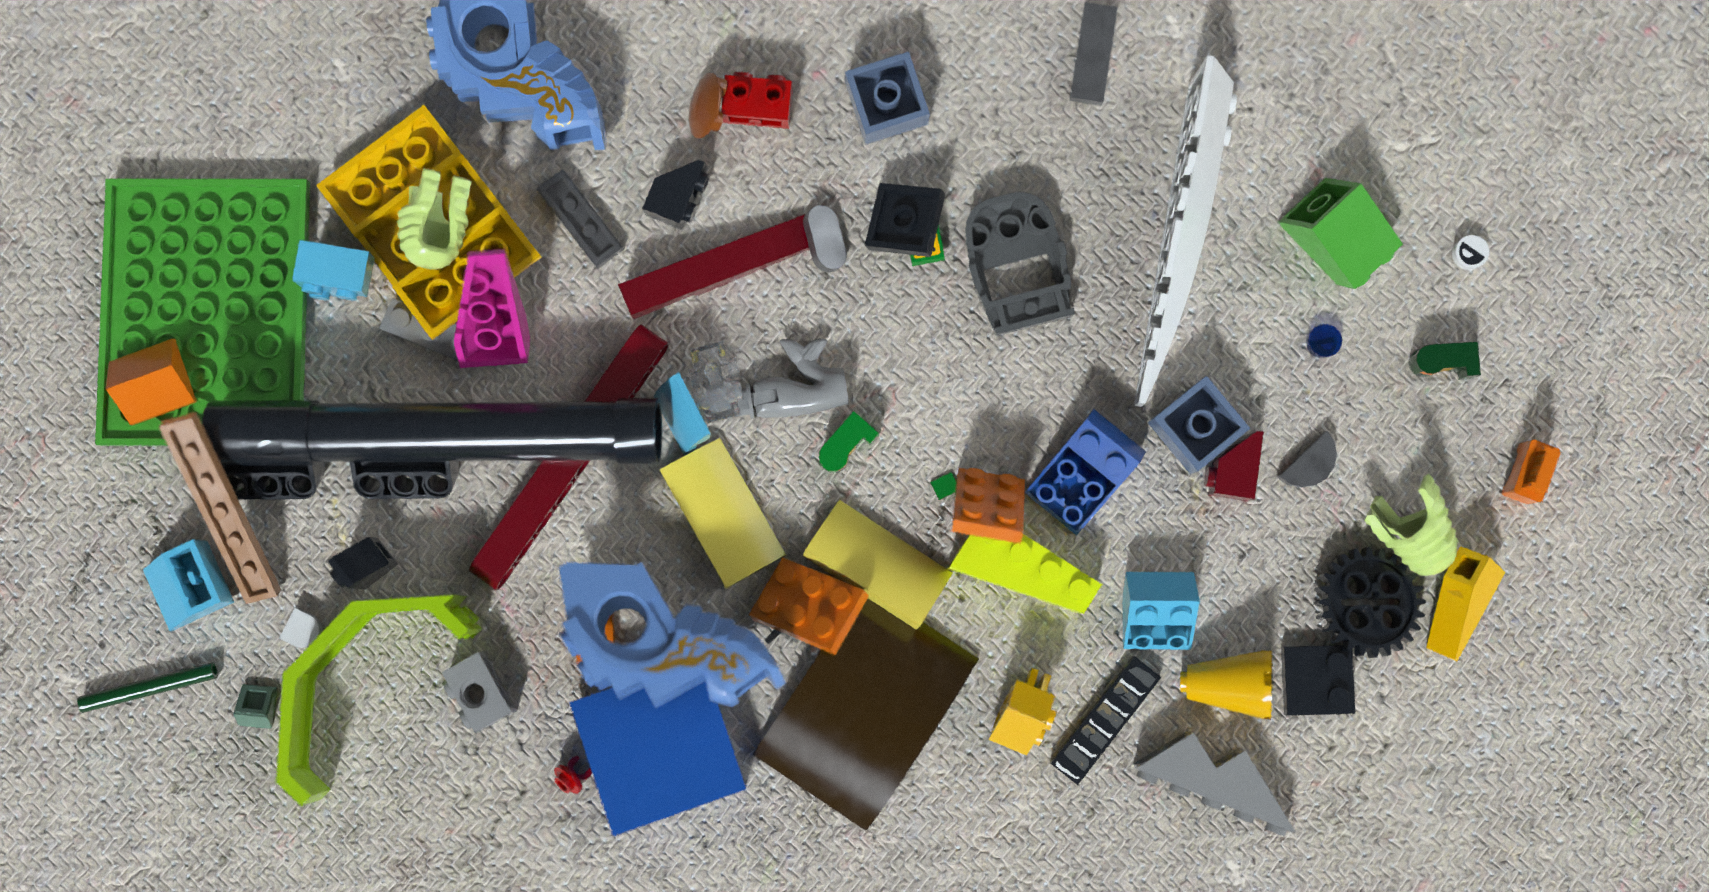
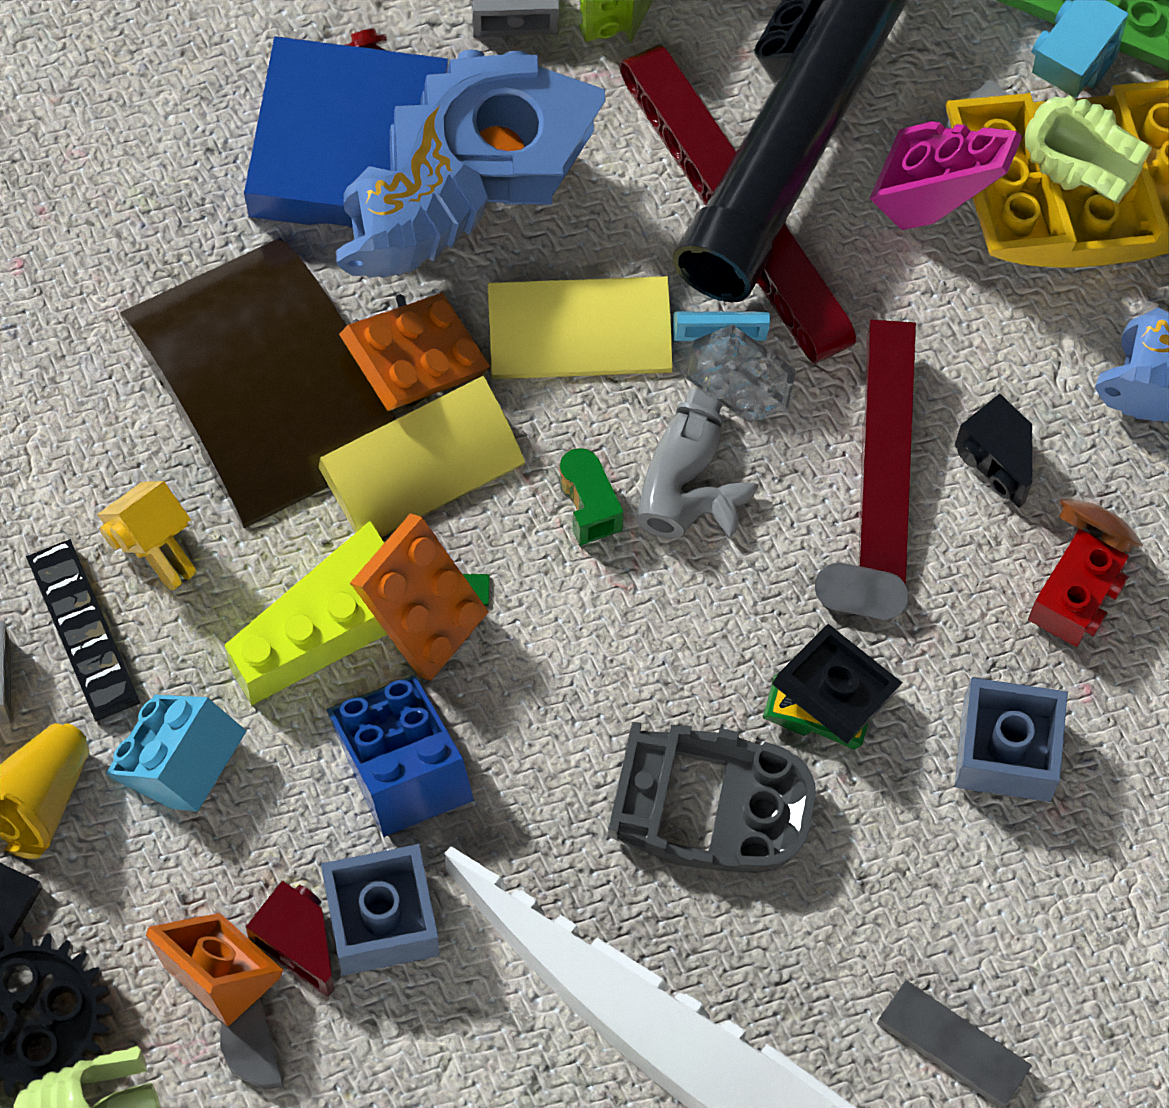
camera: 115 degrees right, 20 degrees down
(580, 219) = (1022, 339): flat silver tile -> none
(1281, 507) = (215, 963): none -> orange slope

